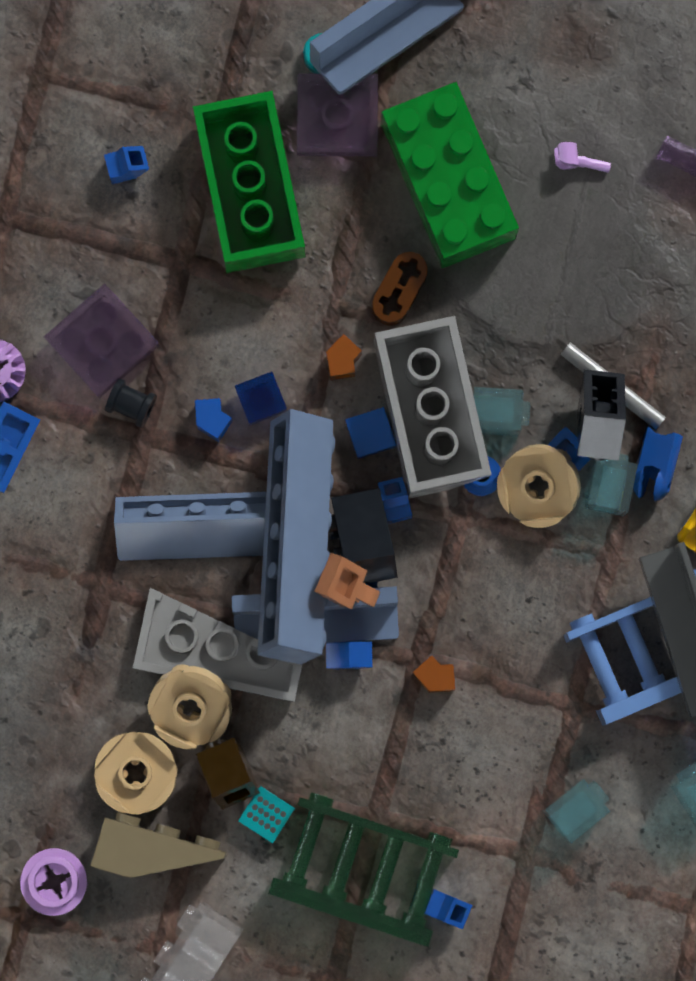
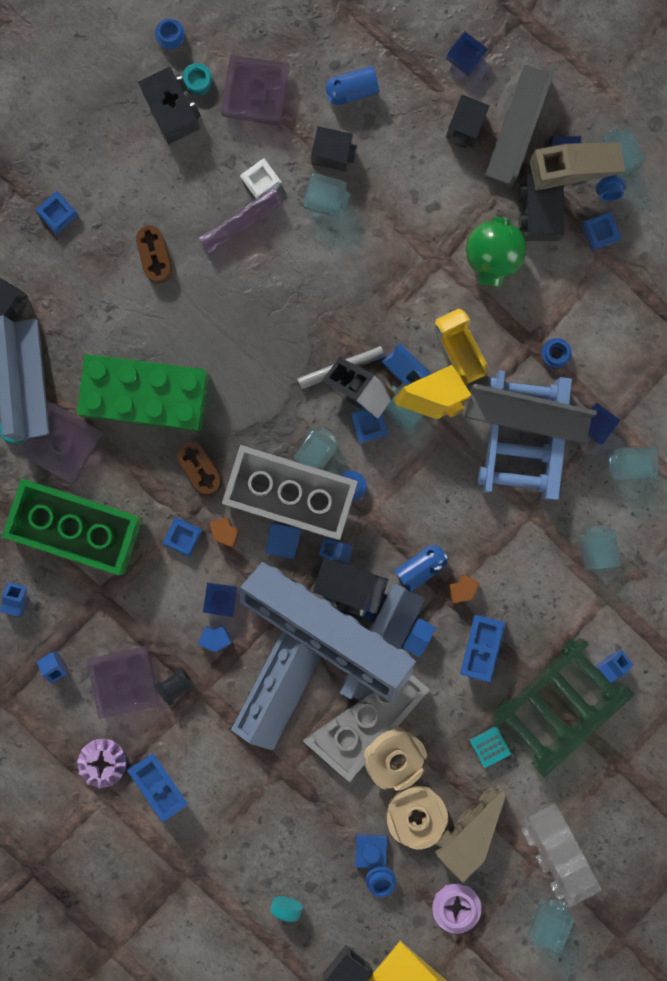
camera: 60 degrees left, 5 degrees up
(36, 772) = (381, 881): none -> blue plate
(64, 742) = (370, 850): none -> blue plate
(73, 250) = (52, 667): none -> blue piece
(227, 772) = (450, 759): dark brown brick -> none
(308, 314) = (182, 536): none -> blue tile
(344, 583) = (376, 618): nougat plate -> none
(380, 738) = (483, 648): none -> blue hinge
(433, 612) = (422, 567): none -> blue piece
(525, 504) = (386, 468): tan plate -> none
(567, 158) = (176, 310): lavender hand -> none
(610, 90) = (147, 256): none -> reddish brown beam
(644, 506) = (435, 394): none -> yellow slope

